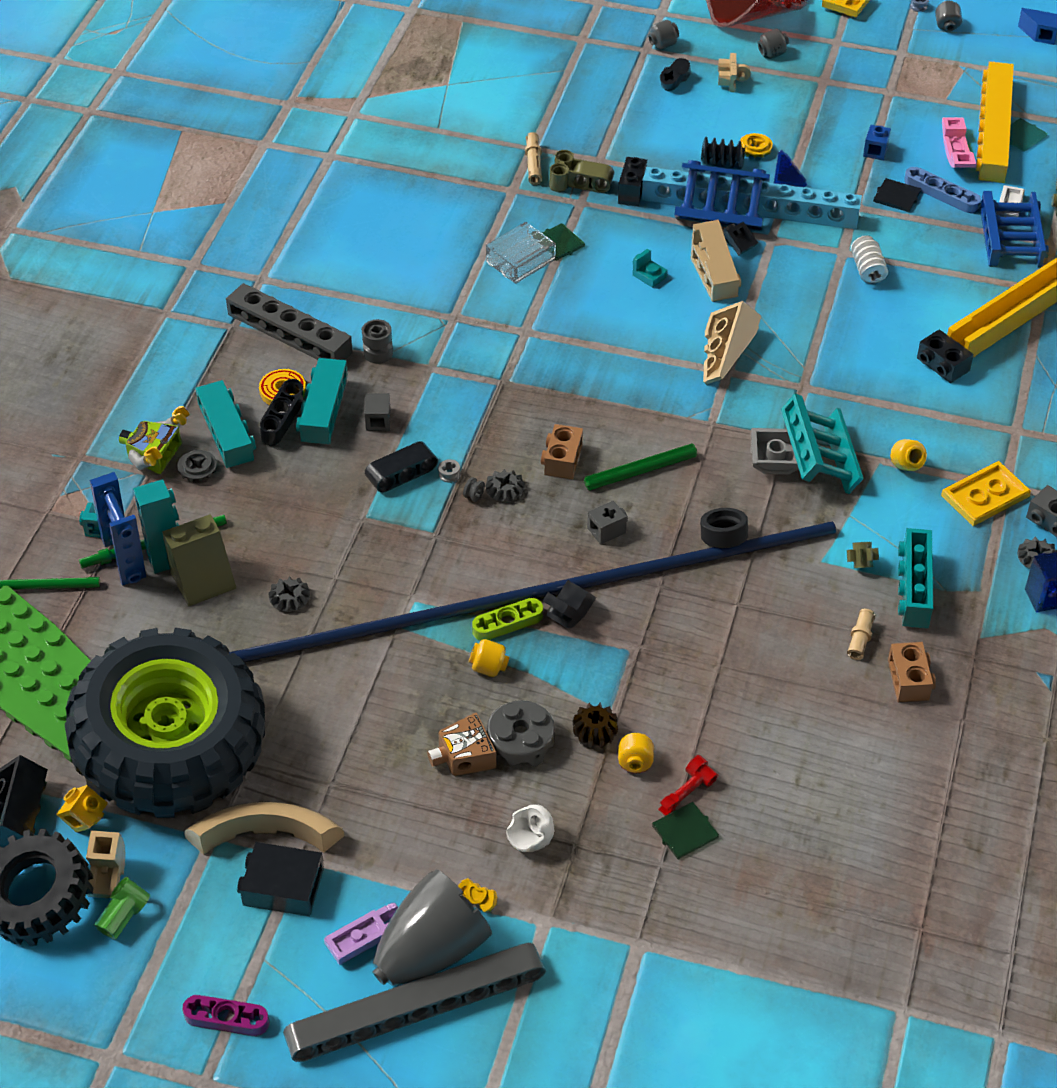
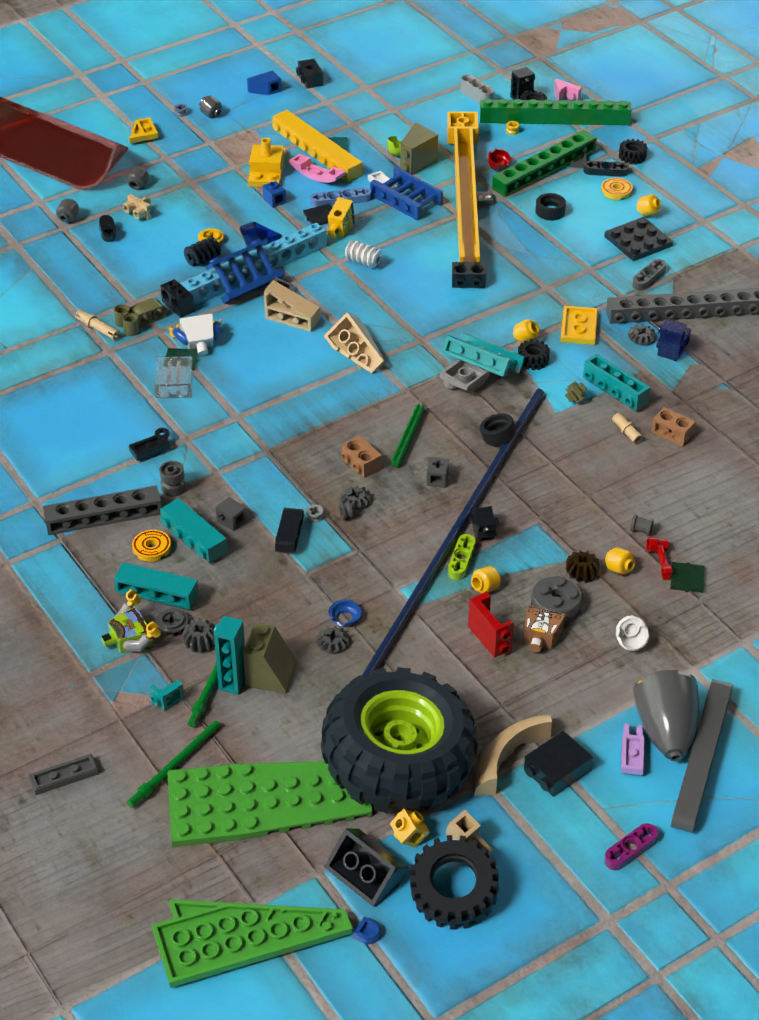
camera: 50 degrees left, 5 degrees down
(117, 529) = (193, 676): blue fence -> none
(126, 901) = (506, 846): bright green piece -> none
(194, 495) = (199, 635): none -> dark grey gear
(281, 421) = (180, 553): black beam -> none
(332, 570) = (345, 606): none -> blue piece
(411, 299) = (151, 445): none -> black hinge
(419, 683) = (492, 634): none -> red panel
(601, 226) = (197, 332): none -> white torso
(647, 270) = (256, 339): teal bracket -> none
(717, 738) = (642, 524): none -> dark grey bush
(887, 475) = (535, 354): none -> black tyre
(898, 209) = (341, 218): none -> yellow torso
(916, 107) = (266, 163): none -> yellow brick

